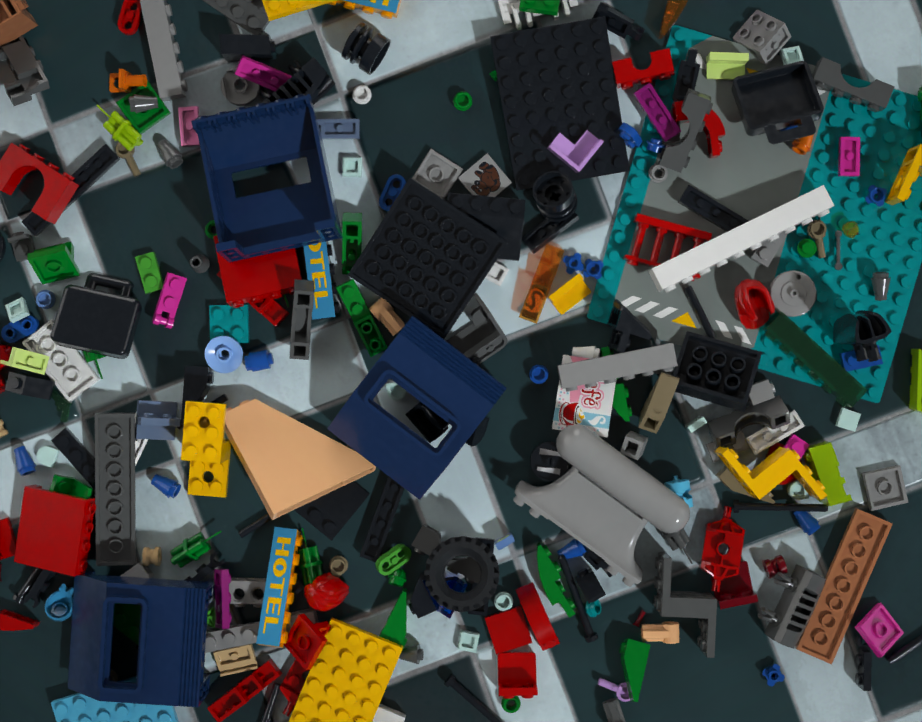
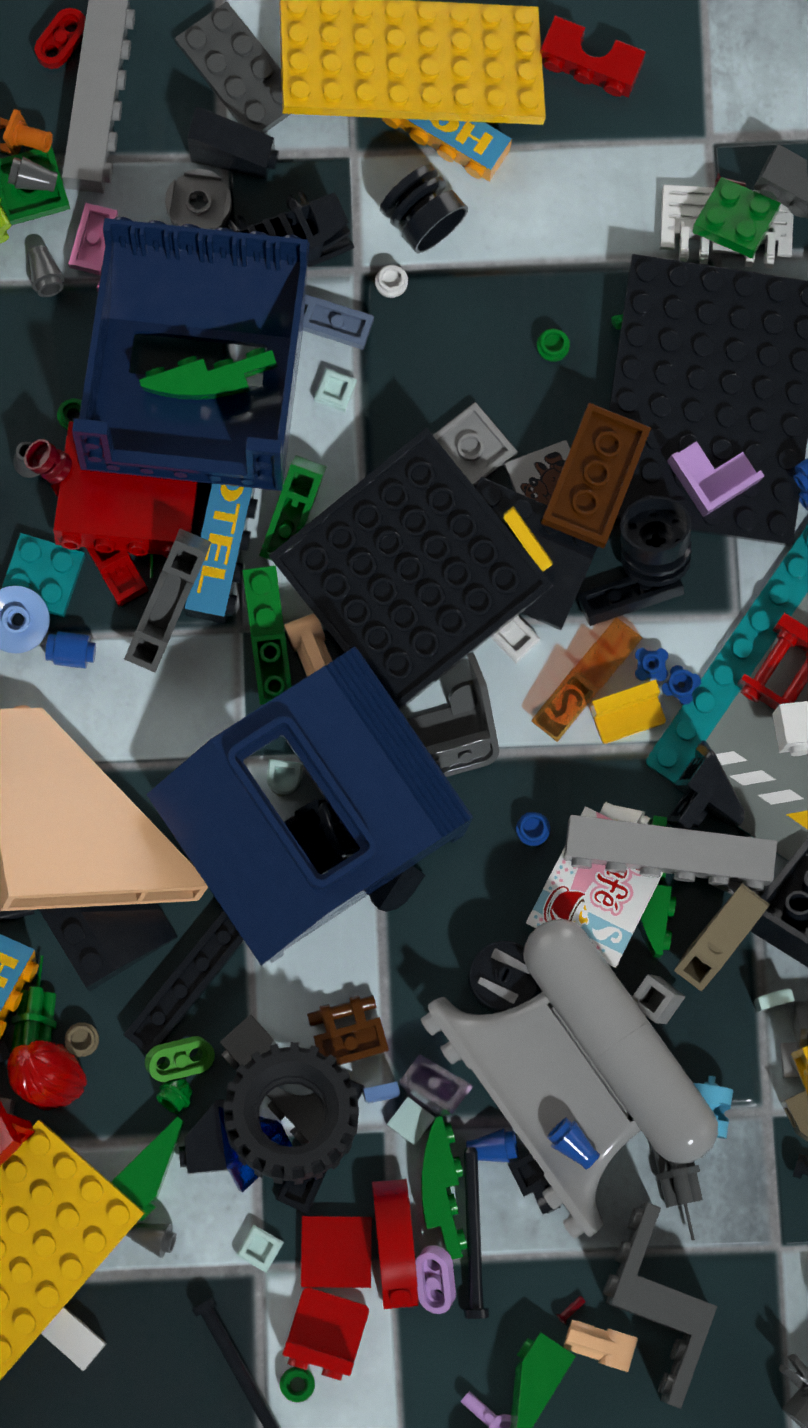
camera: 10 degrees right, 10 degrees down
(209, 264) = (48, 461): none -> dark red wheel
(261, 73) = (238, 191): dark pink plate -> none
(274, 192) = (195, 382): none -> green slope
(390, 192) = (384, 447): blue plate -> none
(481, 519) = (350, 1042): none -> reddish brown plate
(484, 220) = (527, 539): none -> yellow tile
(503, 601) = (344, 1198): light aqua plate -> none
(511, 171) = (596, 475): none -> reddish brown plate
(524, 549) = (410, 1121): none -> light aqua tile
(532, 531) = (434, 1086): none -> slope
(564, 629) = (435, 1276): none -> lavender plate
(589, 585) = (503, 1214): black slope -> none
(593, 609) = (496, 1259): teal plate -> none
(614, 540) = (573, 1143): none -> blue cone
(712, 561) = (731, 1249): red plate -> none
(736, 589) = (752, 1299): dark red bracket -> none

